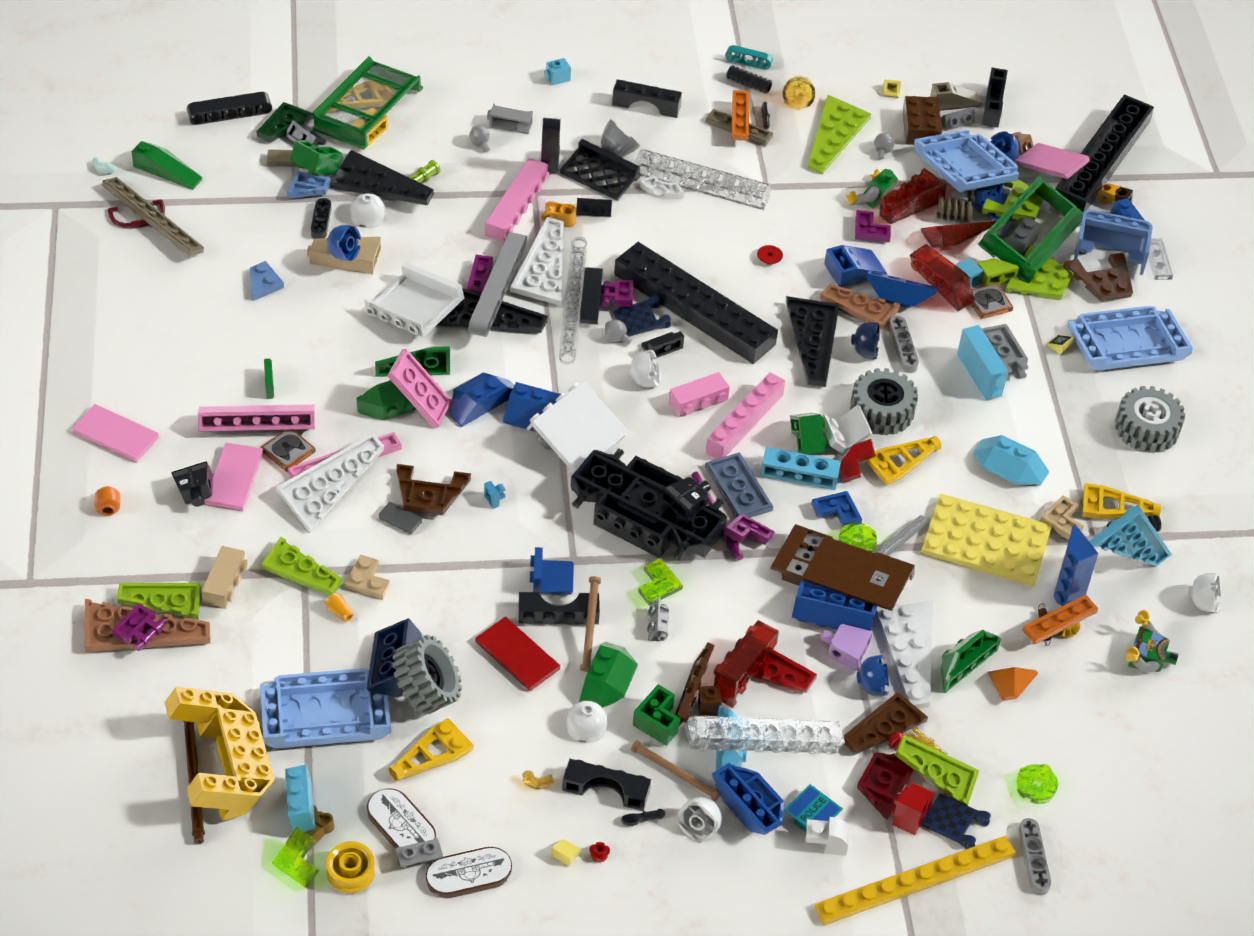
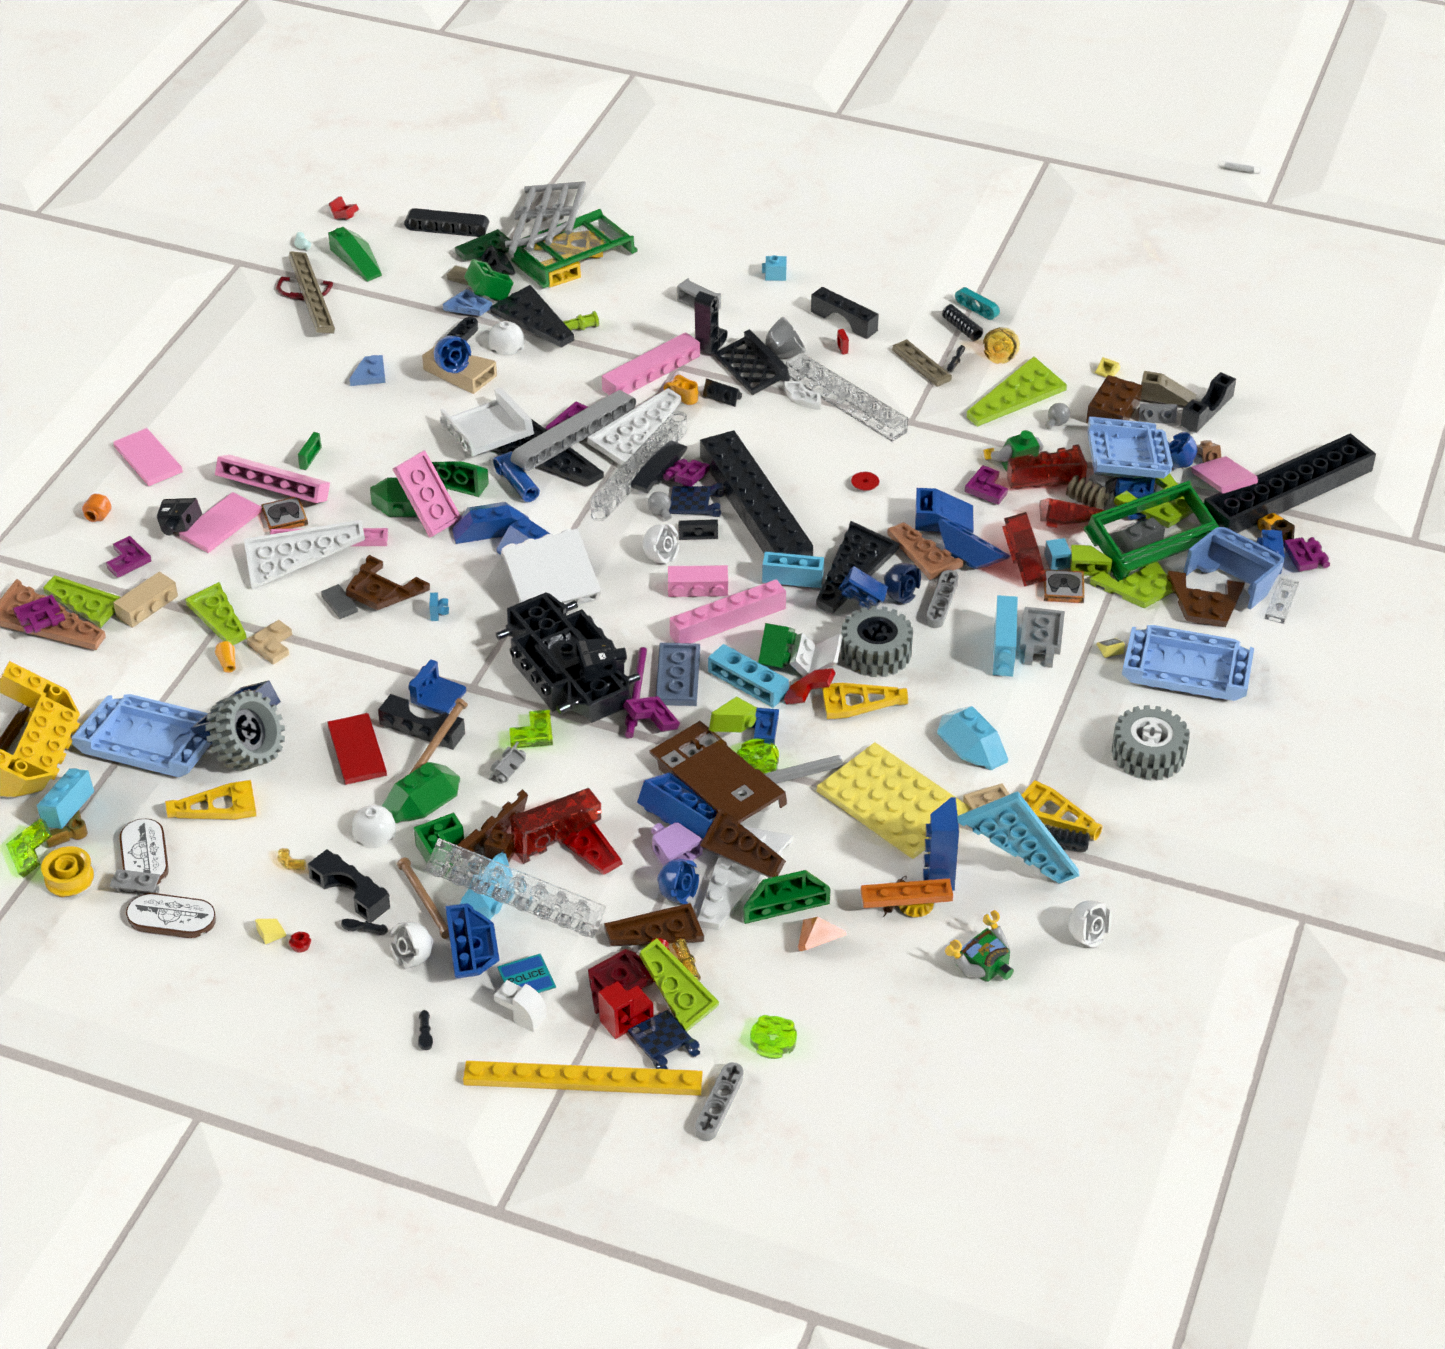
camera: 30 degrees right, 5 degrees down
(121, 123) = (341, 210): none -> red bracket
(177, 540) = (131, 557): none -> magenta plate
(317, 75) = (541, 213): none -> light grey piece
(458, 336) = (516, 477): none -> blue piece
(480, 136) = (657, 304): light grey piece -> none
(663, 127) = (842, 341): none -> red tile
(740, 115) = (925, 350): orange plate -> none
(765, 897) = (425, 1039): none -> black piece
(773, 357) = (793, 569): none -> medium azure brick
(824, 511) = (733, 716): none -> lime slope
(848, 358) = (863, 588): none -> blue slope
(908, 626) = (736, 843): none -> reddish brown wing
(1153, 211) = (1306, 554): none -> magenta plate

